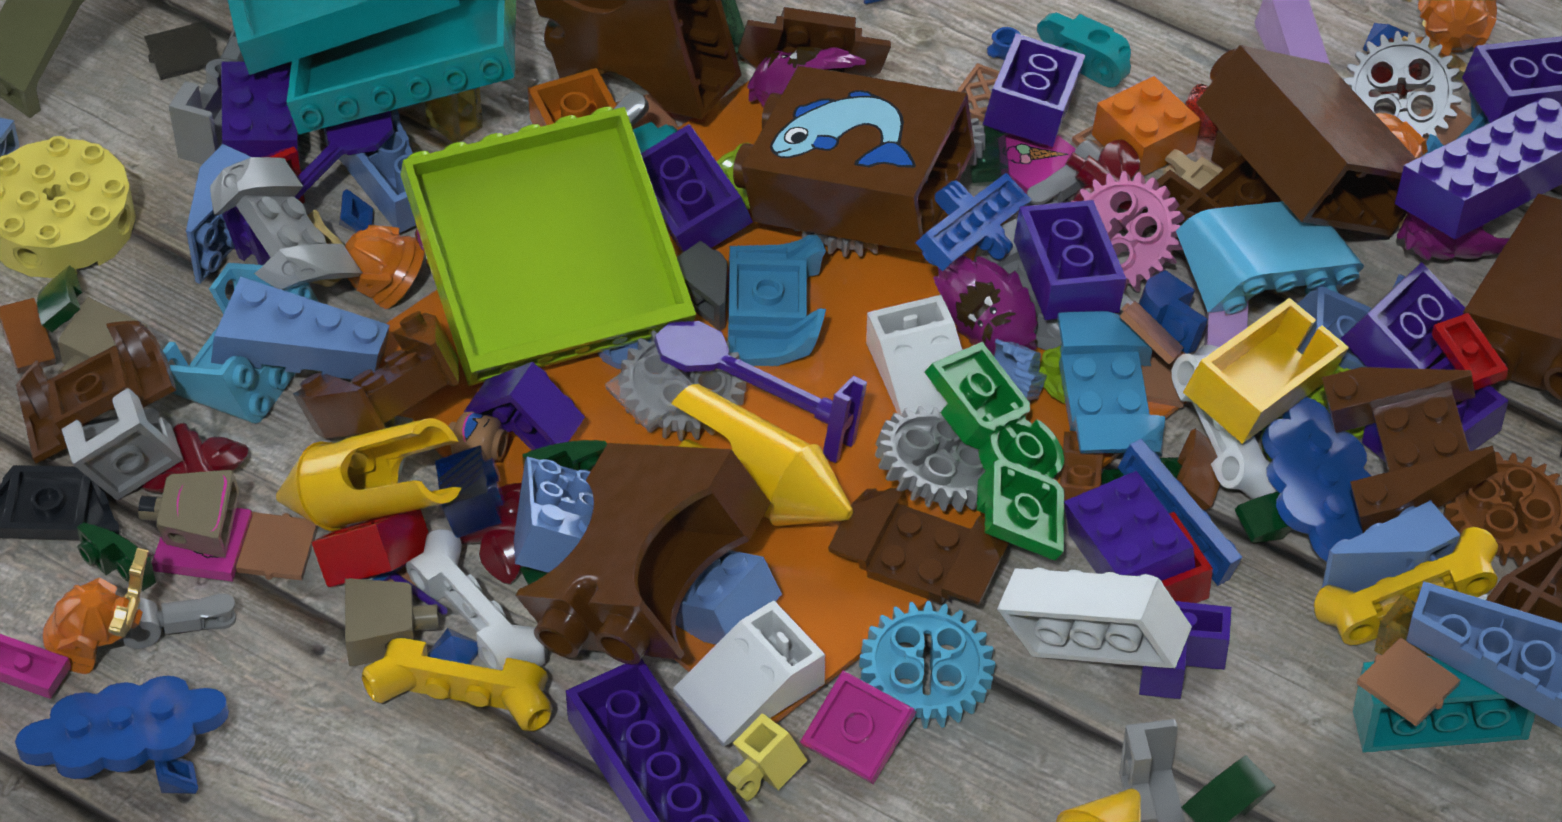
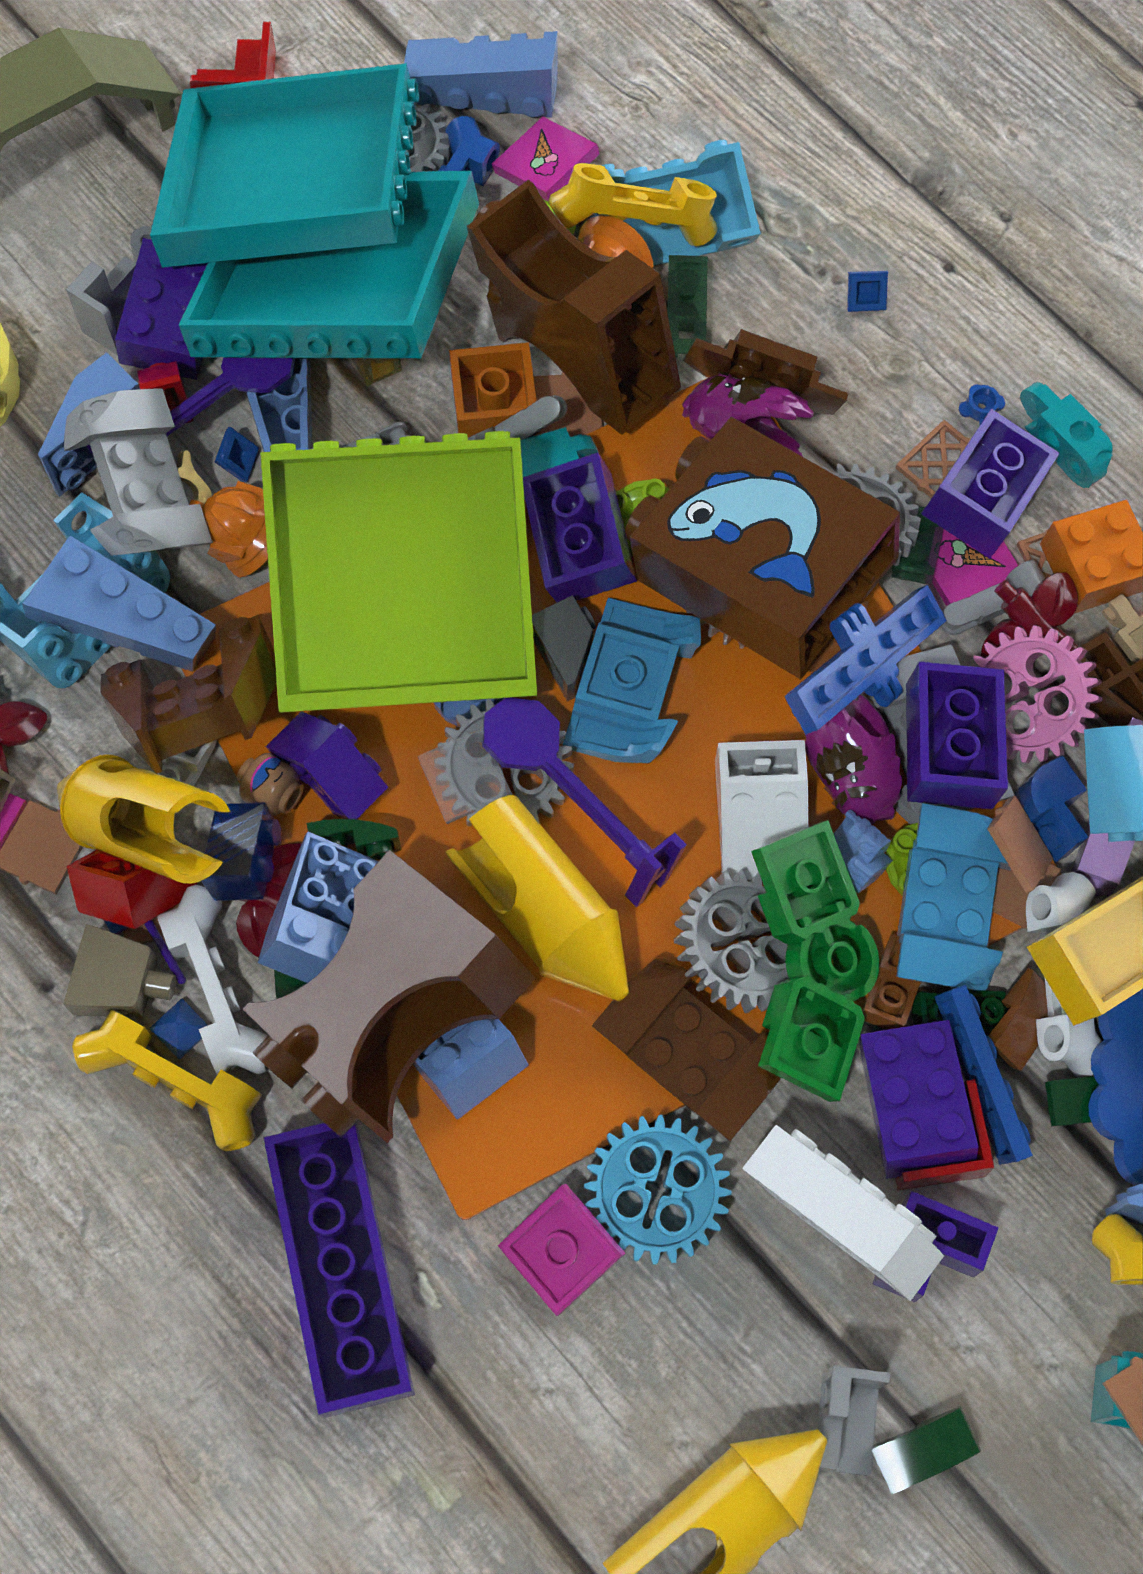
camera: 15 degrees right, 20 degrees up
(181, 50) = (122, 198): clear smoke piece -> none
(752, 671) = (463, 1164): white slope -> none
(768, 755) = (454, 1264): light yellow brick -> none

